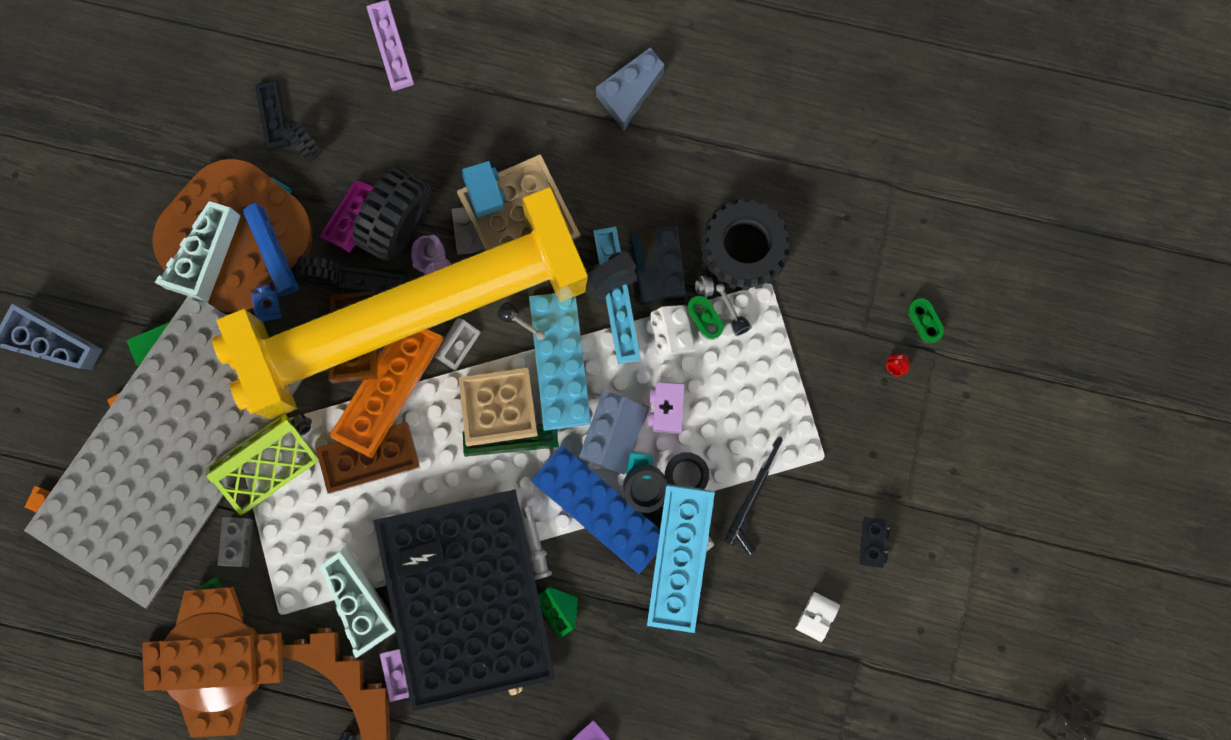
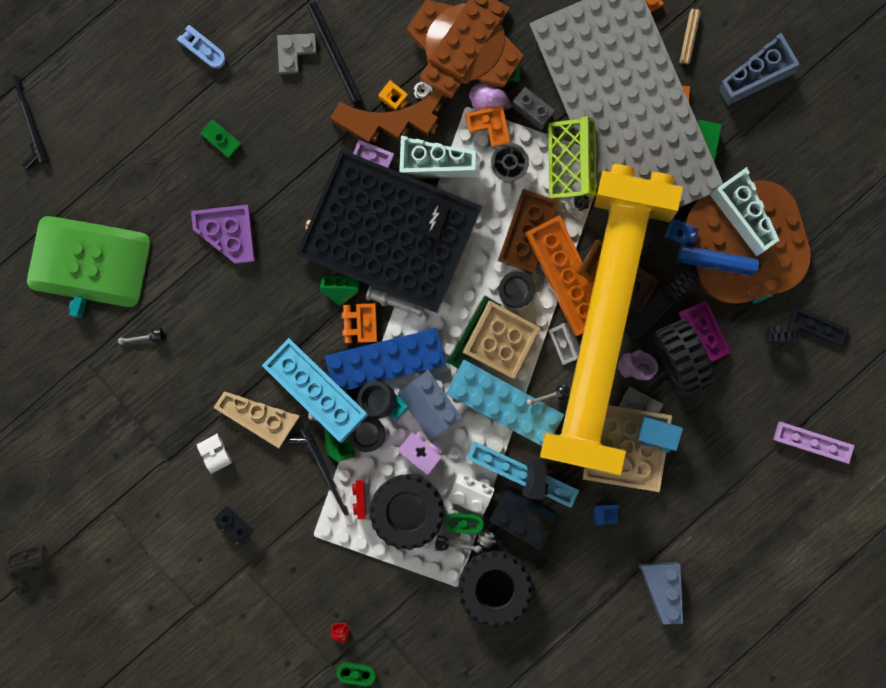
camera: 125 degrees right, 5 degrees up
(53, 435) = (690, 35): none -> tan axle
(255, 596) = (488, 96): none -> lavender hair
(276, 574) = (491, 120): none -> orange plate
(299, 672) = (418, 87): none -> white plate
(308, 523) = (509, 162): none -> dark grey cylinder
(312, 701) = (392, 90): none -> light orange brick
(423, 415) = (516, 275): none -> black tyre
(575, 557) = (366, 323): none -> orange plate
(598, 191) = (606, 514): none -> blue panel
(724, 494) = (338, 450): none -> green slope
(748, 443) = (360, 507): none -> red plate
(750, 599) = (264, 421): none -> tan wing
(756, 356) = (407, 538): none -> black tyre

